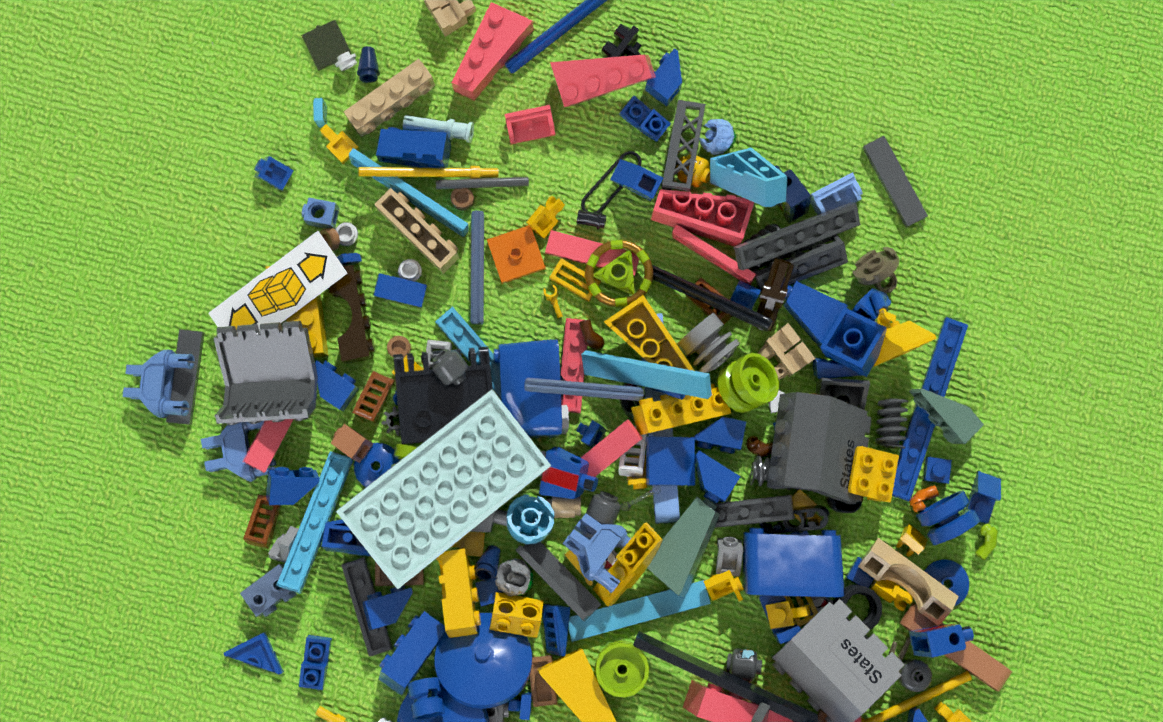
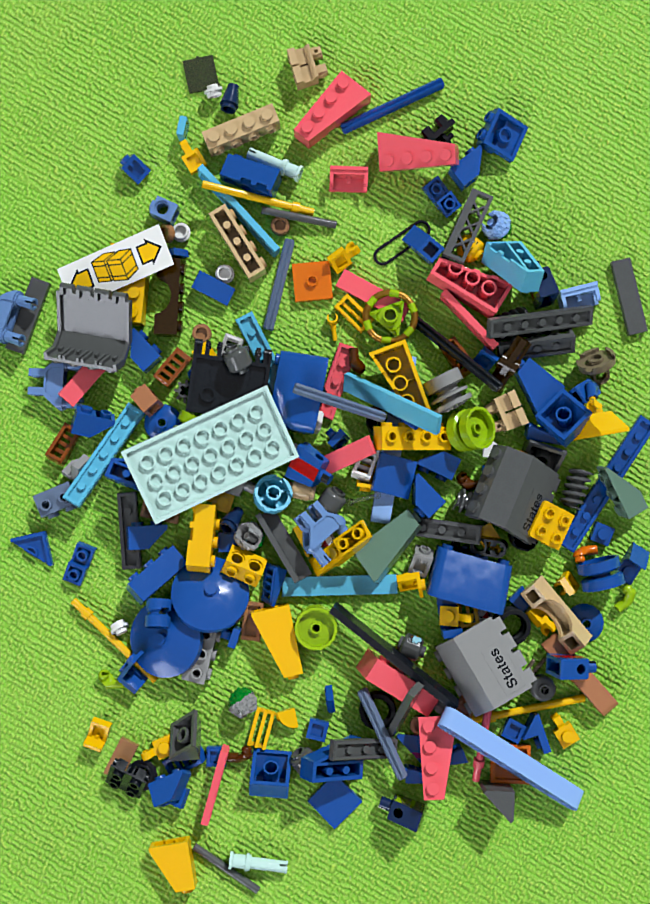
camera: 10 degrees right, 5 degrees up
(591, 219) = (379, 268): black pin -> none
(696, 30) = (501, 134): none -> blue plate

